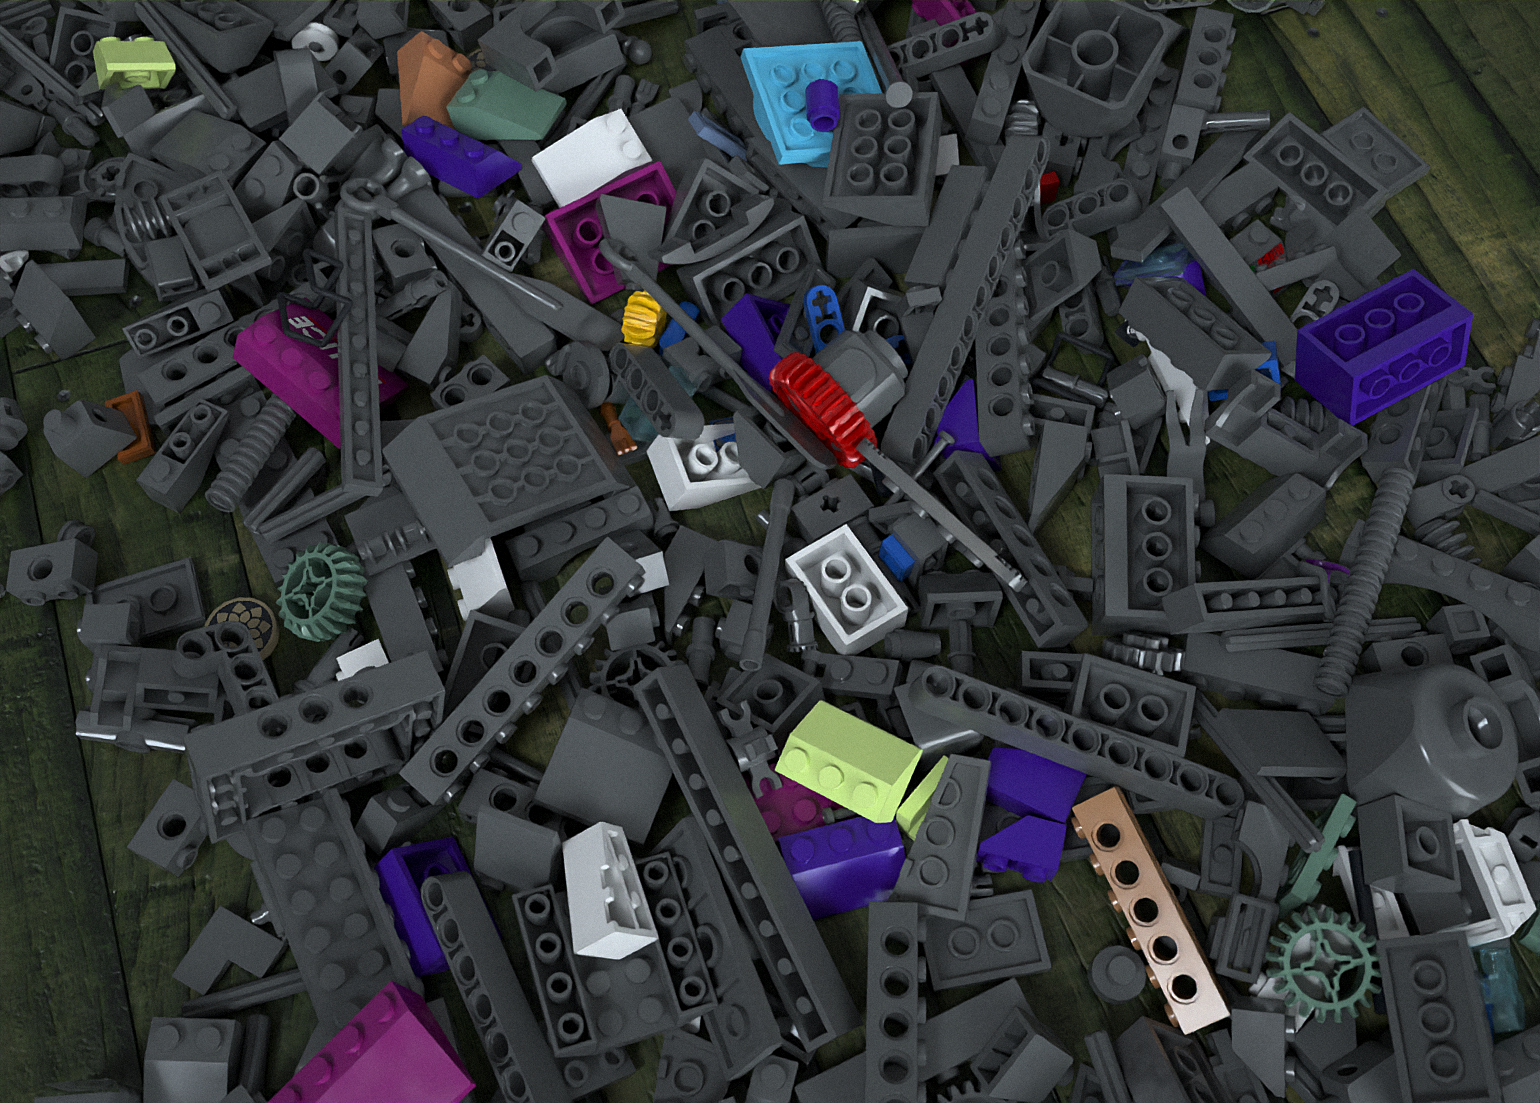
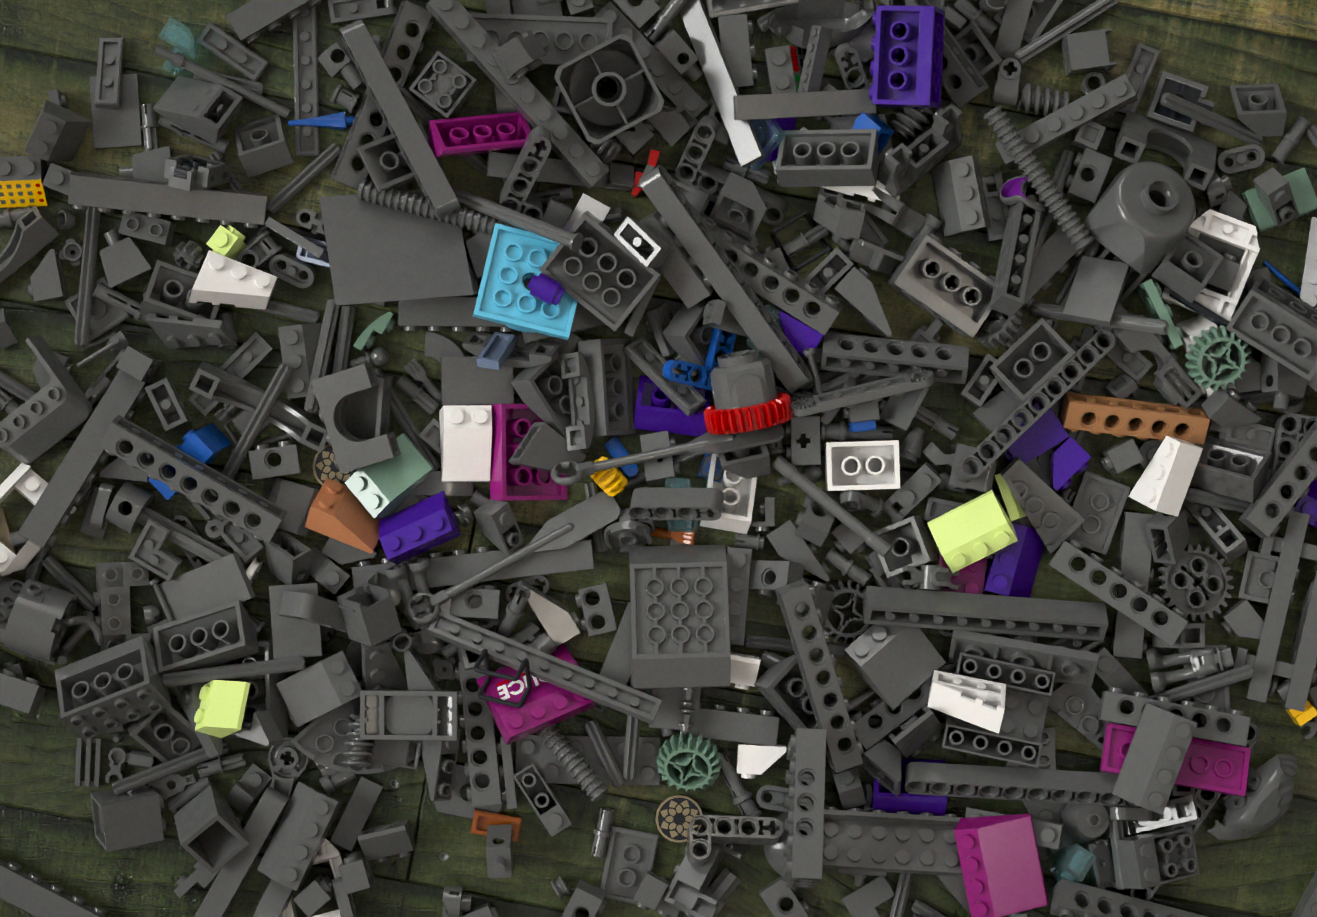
camera: 55 degrees left, 25 degrees up
(176, 549) = (602, 832): none -> dark grey pin
(446, 846) = (884, 765): none -> dark grey slope
(663, 30) = (381, 325): none -> sand green slope
(712, 521) = (767, 510): none -> dark grey bracket
(947, 170) = (643, 243): none -> dark grey slope
(1085, 920) = (1120, 456): none -> dark grey brick
(1110, 999) = (1168, 476): none -> white wedge
(1502, 989) = (1279, 269): clear light blue plate -> none

